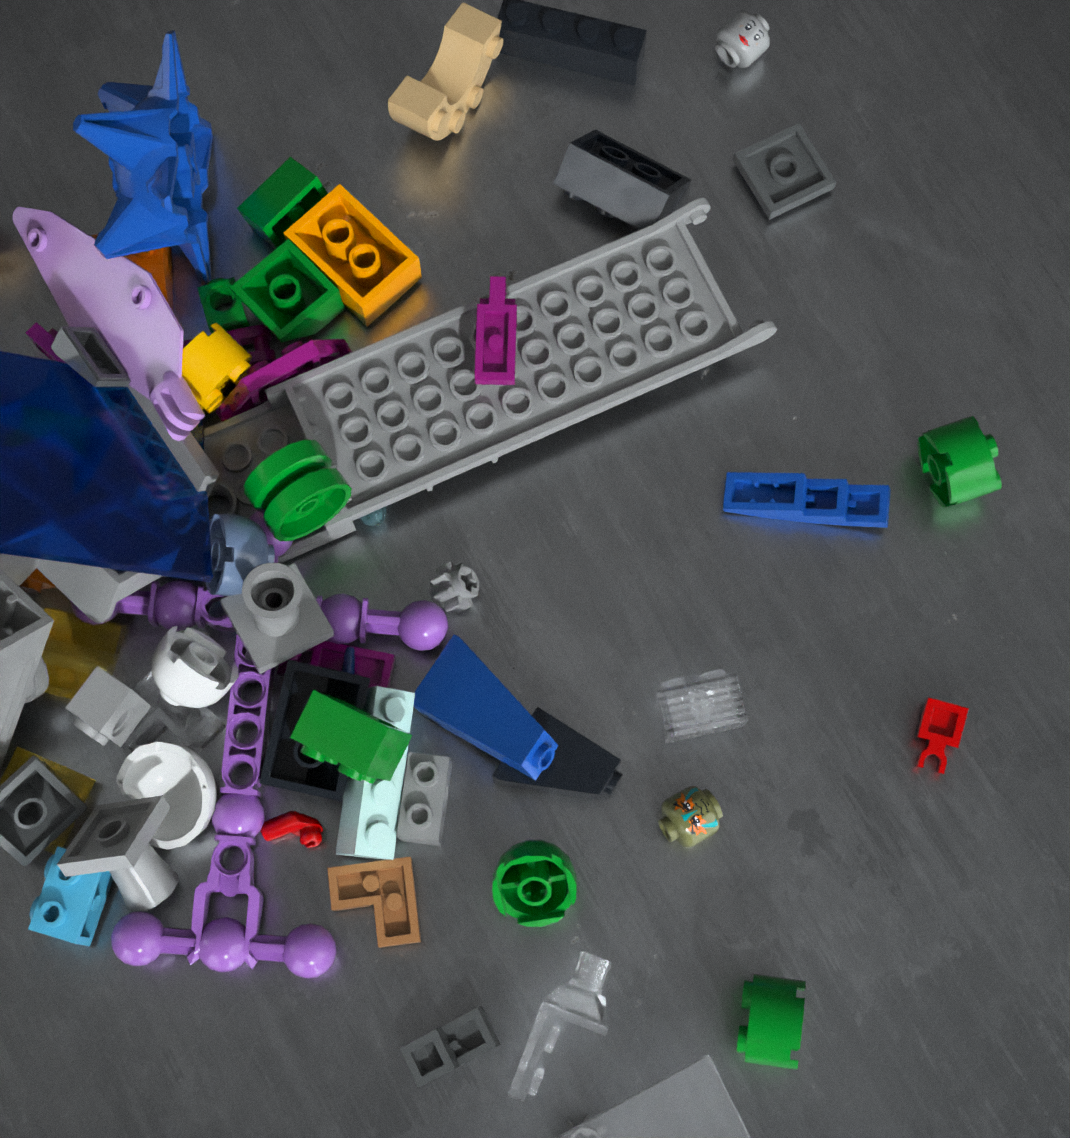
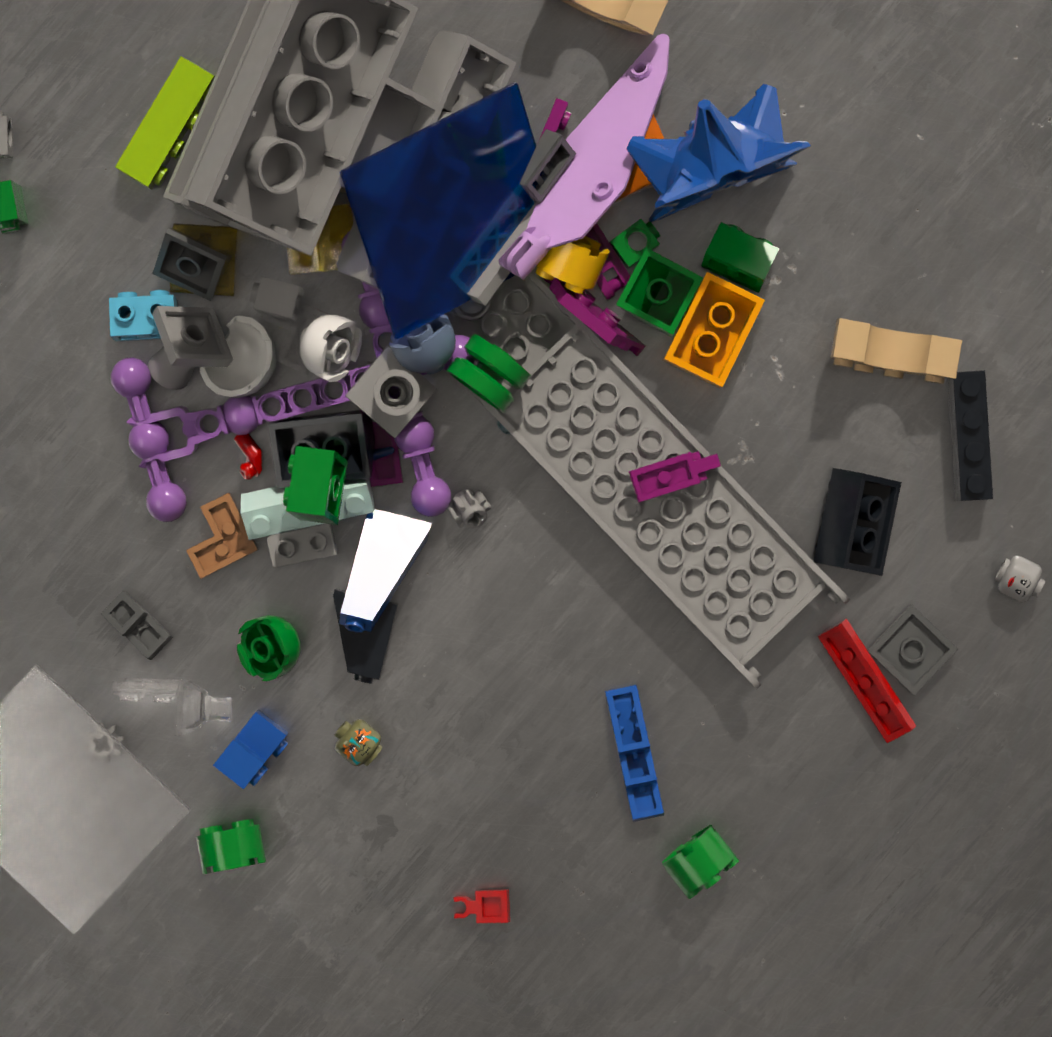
camera: 70 degrees right, 15 degrees up
(655, 951) = (250, 749): none -> blue brick
(700, 706) = (442, 724): clear brick -> none
(804, 225) = (867, 681): none -> red plate

